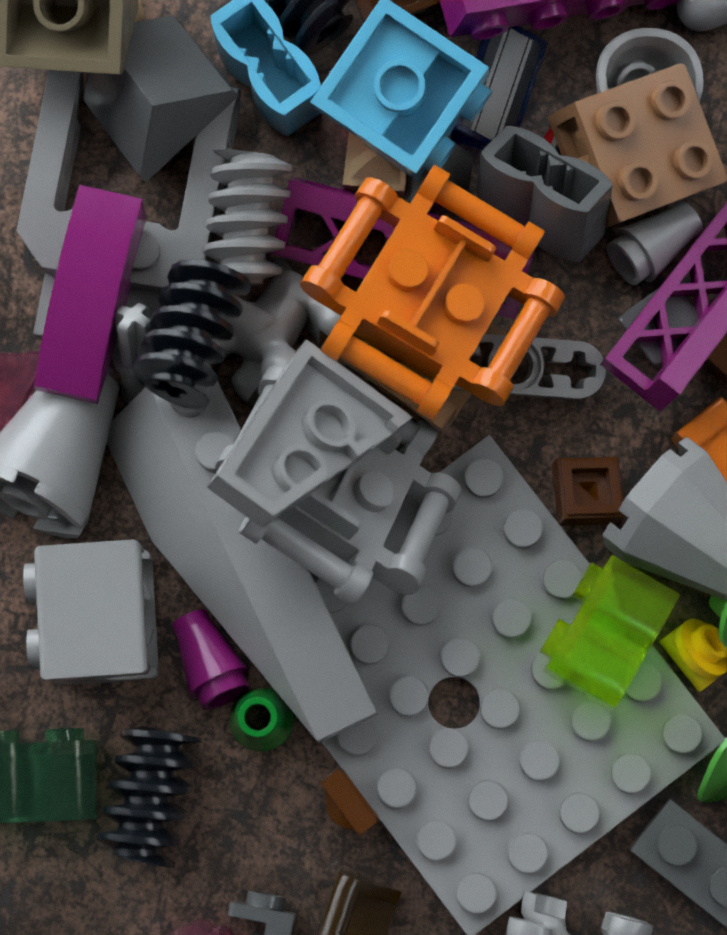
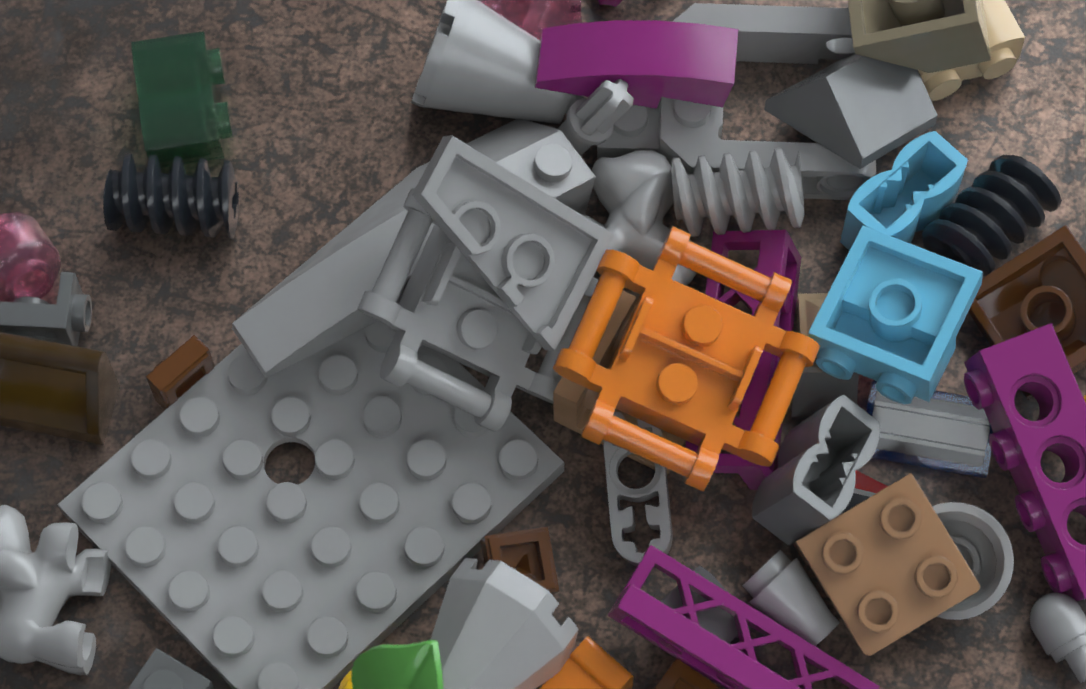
camera: 80 degrees right, 15 degrees down
(92, 613) = (336, 118): light grey piece -> none
(185, 330) = (612, 142): black piece -> none
(209, 663) = (300, 234): magenta cone -> none
(276, 731) = (250, 278): green cone -> none
(609, 632) = (368, 582): clear neon green brick -> none

